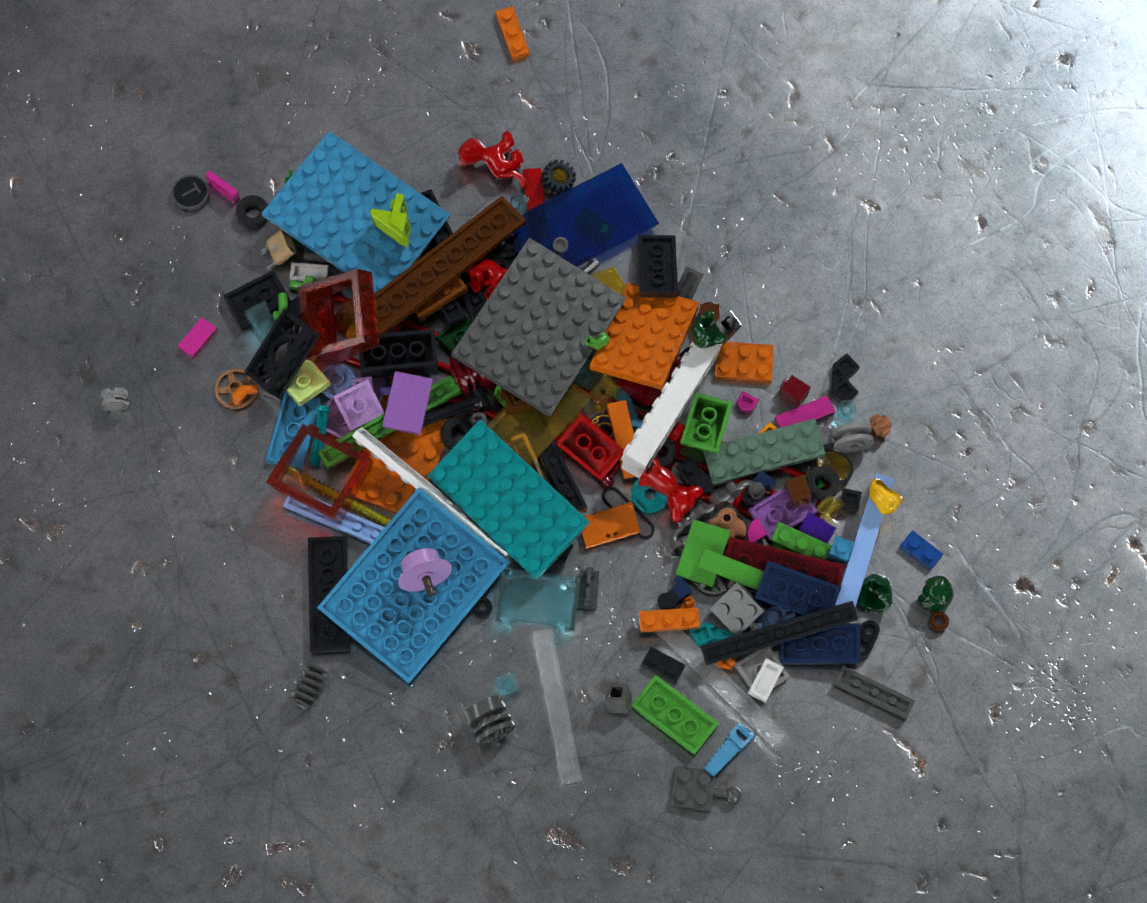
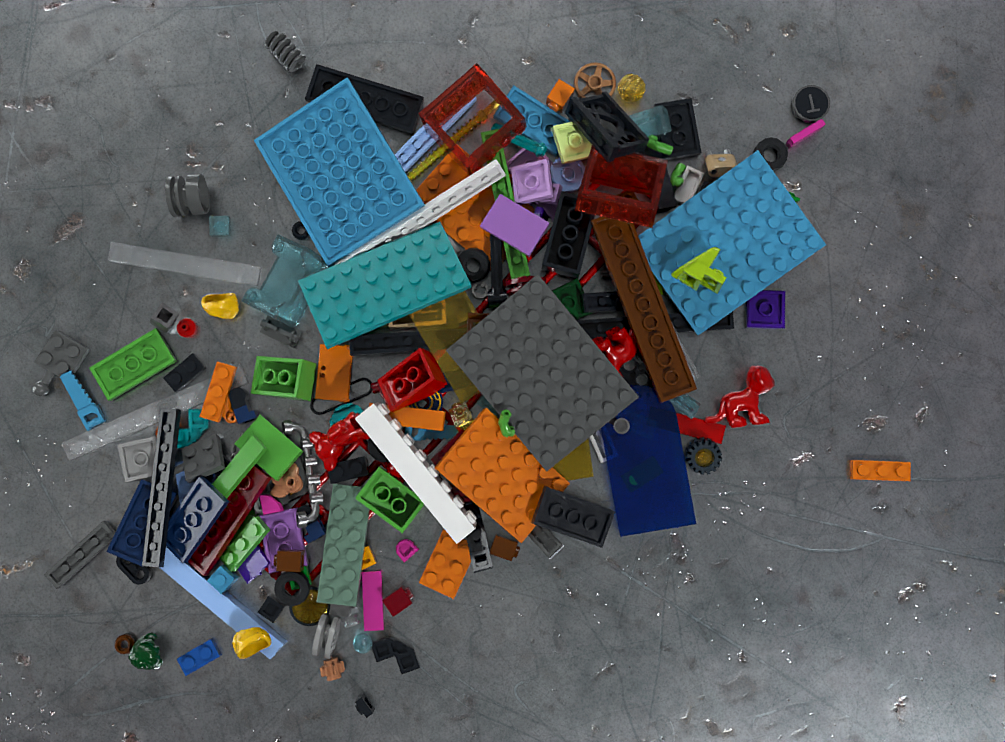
camera: 110 degrees right, 15 degrees up
(197, 337) = (658, 64): dark pink tile -> none
(232, 351) = (631, 88): none -> clear yellow piece
(241, 392) = (586, 82): orange arm -> none
(262, 413) = (560, 96): none -> orange brick
(404, 166) = (766, 310): none -> dark purple tile
(423, 571) = (339, 177): lavender piece -> none
(442, 298) = (613, 302): dark orange tile -> none
(584, 651) = (221, 305): none -> yellow hair
(619, 676) = (187, 328): none -> red tile
(632, 569) = (283, 378): none -> bright green slope
(705, 332) = (467, 531): dark green hair -> none
(765, 680) = (127, 458): white tile -> none
(830, 505) = (269, 586): clear yellow tile -> none
(875, 593) = (169, 596): dark green hair -> none
(900, 387) = (364, 706): none -> black plate

